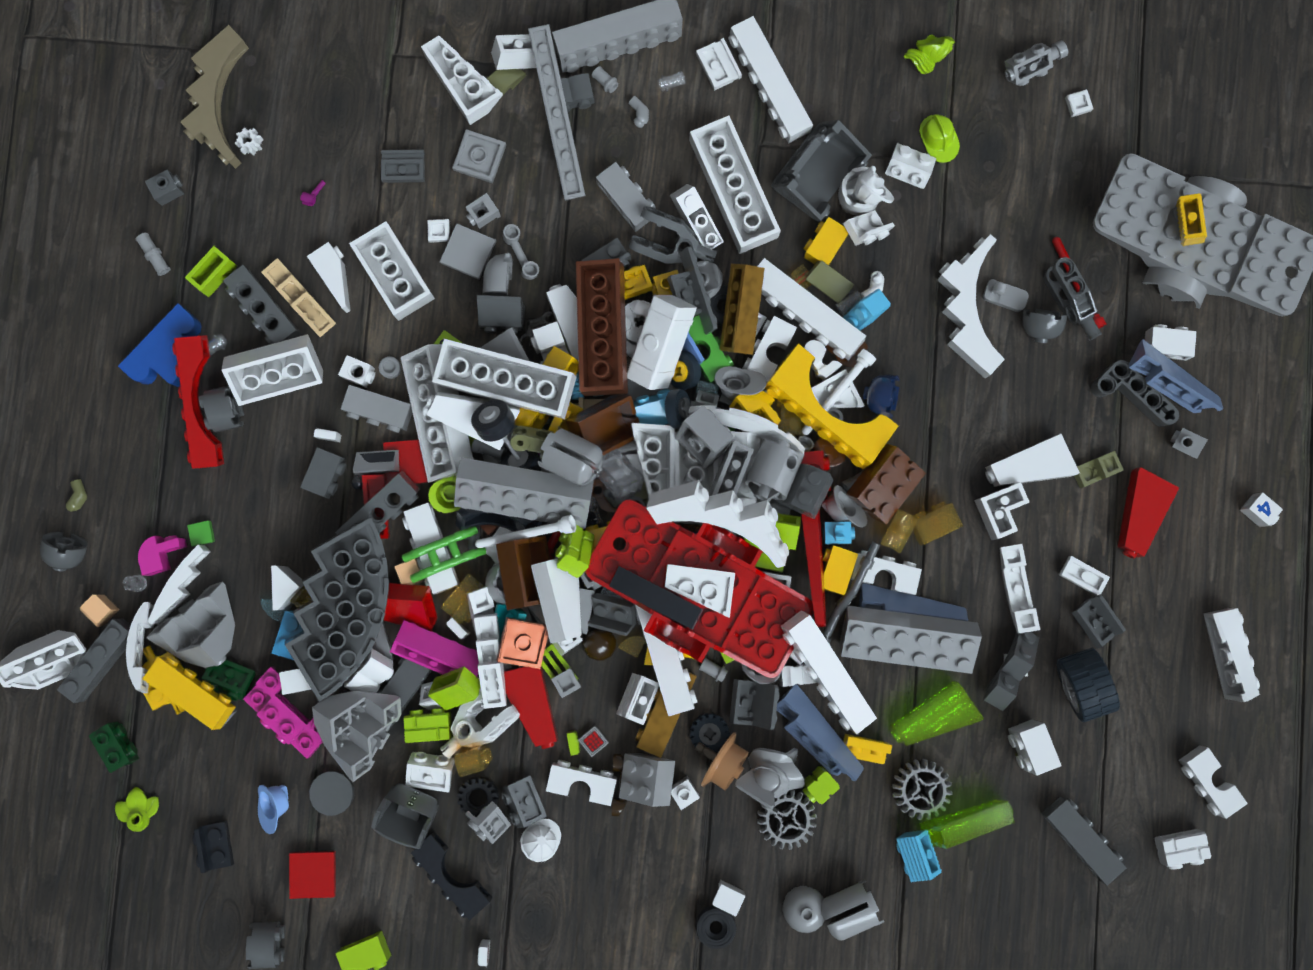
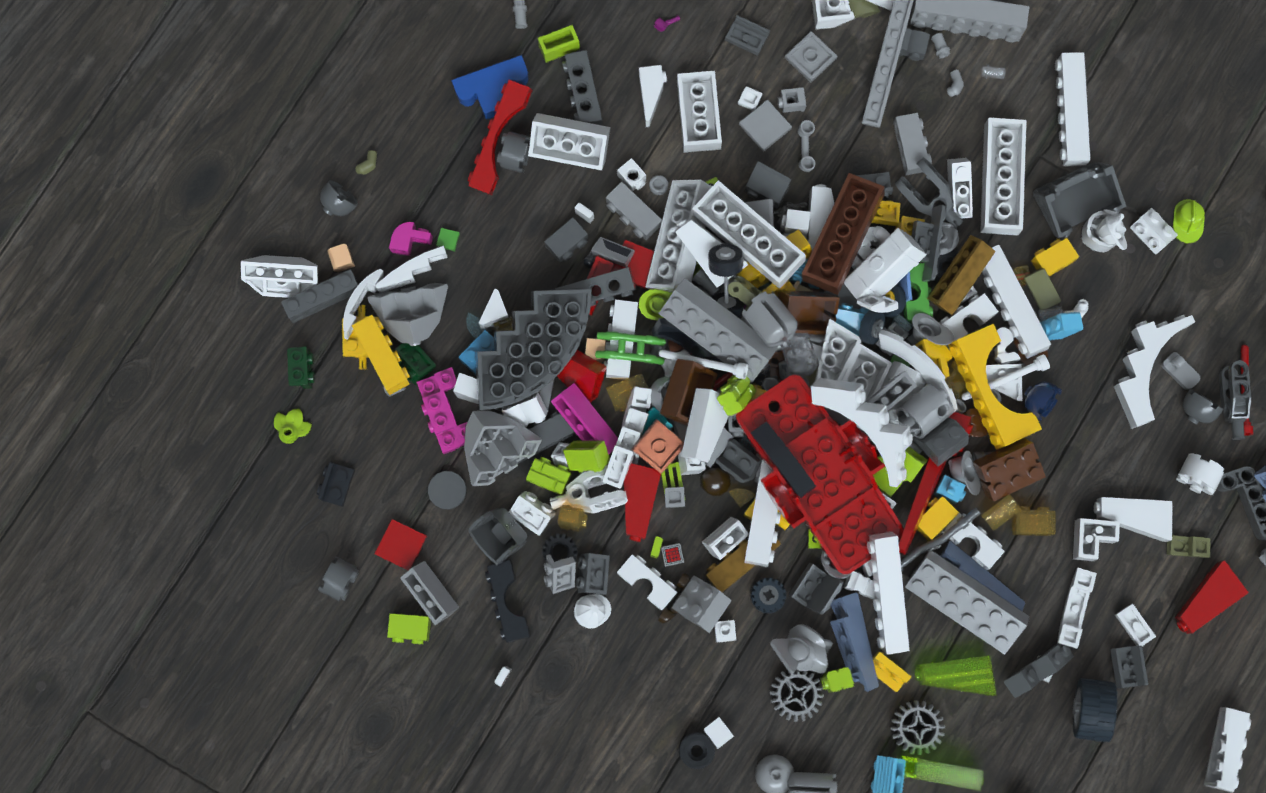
camera: 30 degrees right, 5 degrees down
(132, 585) = (379, 255): clear pin -> none
(217, 343) = (535, 100): clear pin -> none
(271, 805) = (397, 474): light blue piece -> none
(298, 297) = (615, 96): tan slope -> none
(365, 909) = (429, 592): none -> light grey brick
(458, 628) = (610, 412): white tile -> none
(497, 275) = (780, 154): light grey brick -> none
(605, 516) = (771, 382): none -> dark grey pin
(675, 383) = (879, 305): none -> white slope
(703, 586) = (824, 470): white wing -> none
(704, 436) = (882, 357): light grey brick -> none
(713, 670) = (796, 547): light grey pin -> none
(718, 64) = (1037, 77): white plate -> none
(726, 763) = (770, 622): medium nougat piece -> none
(867, 228) = (1094, 262): white bracket -> none
(929, 52) = (1213, 149): lime hair -> none
(1033, 747) = (1025, 738): white brick -> none
(1076, 392) = (1200, 474): none -> white brick

